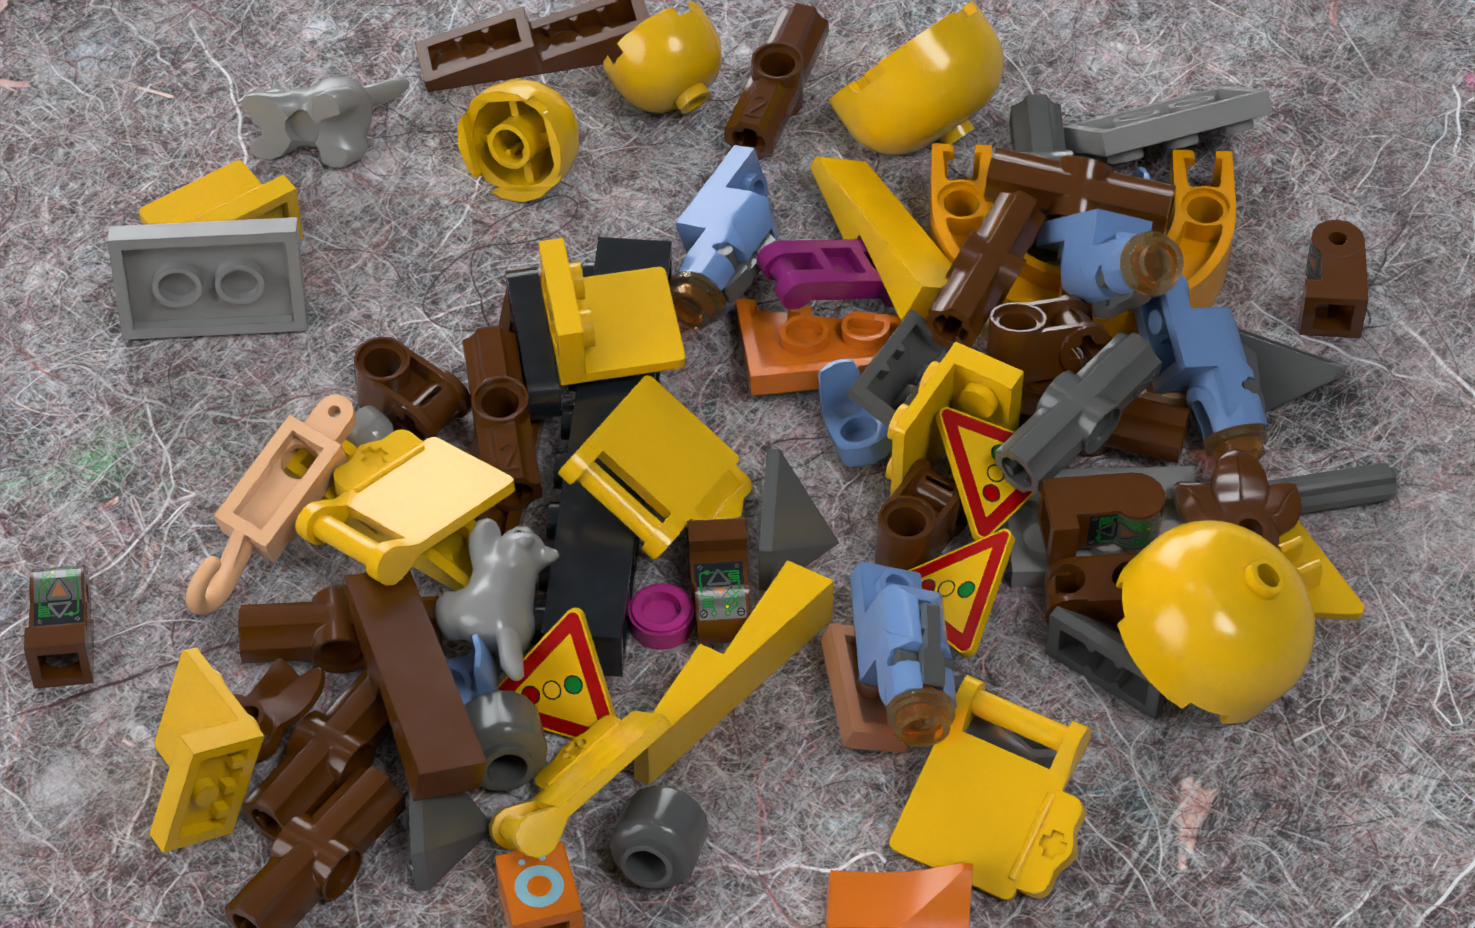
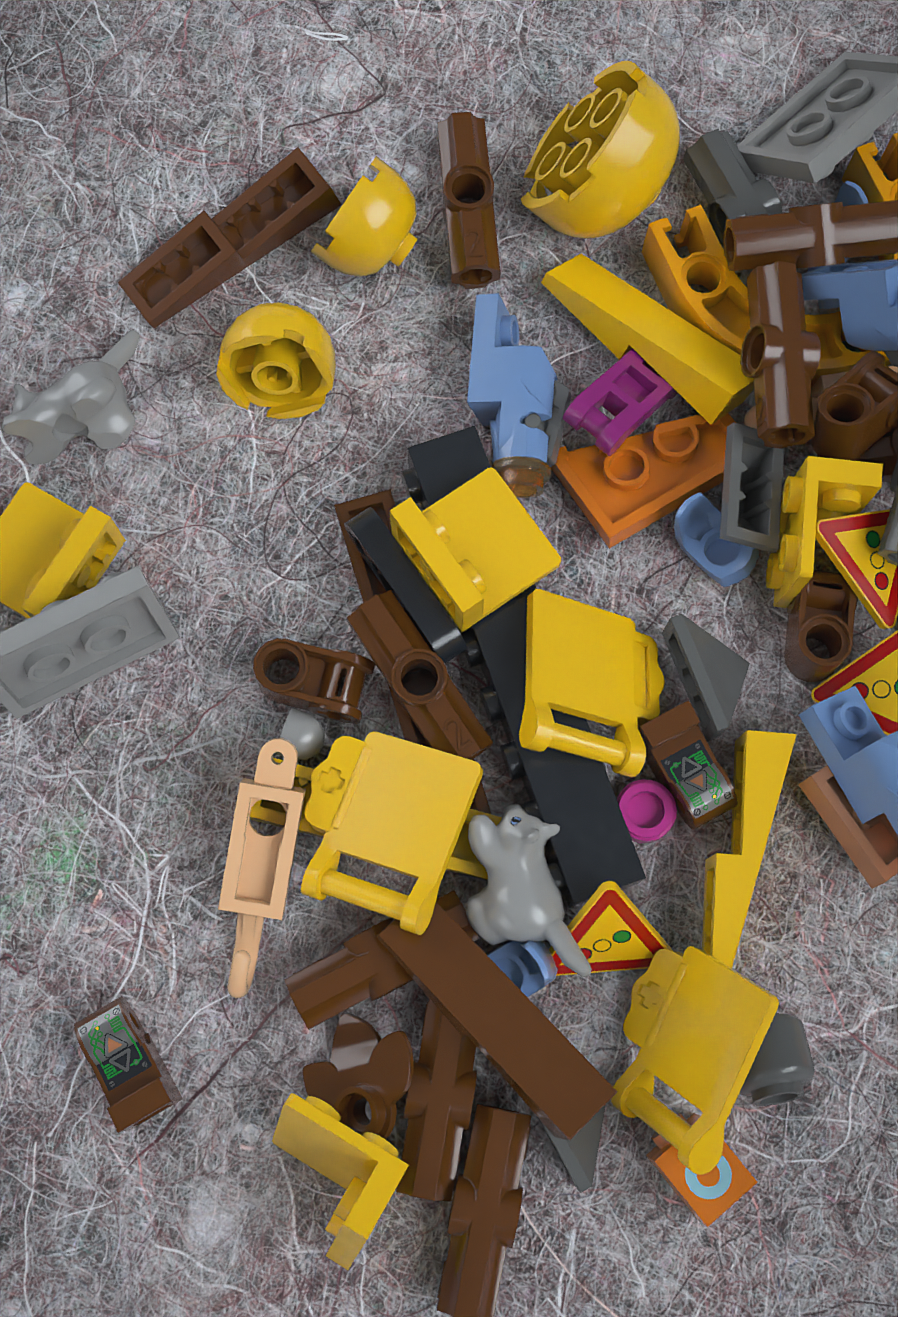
camera: 25 degrees left, 25 degrees up
(509, 737) = (587, 1014): dark grey head -> none

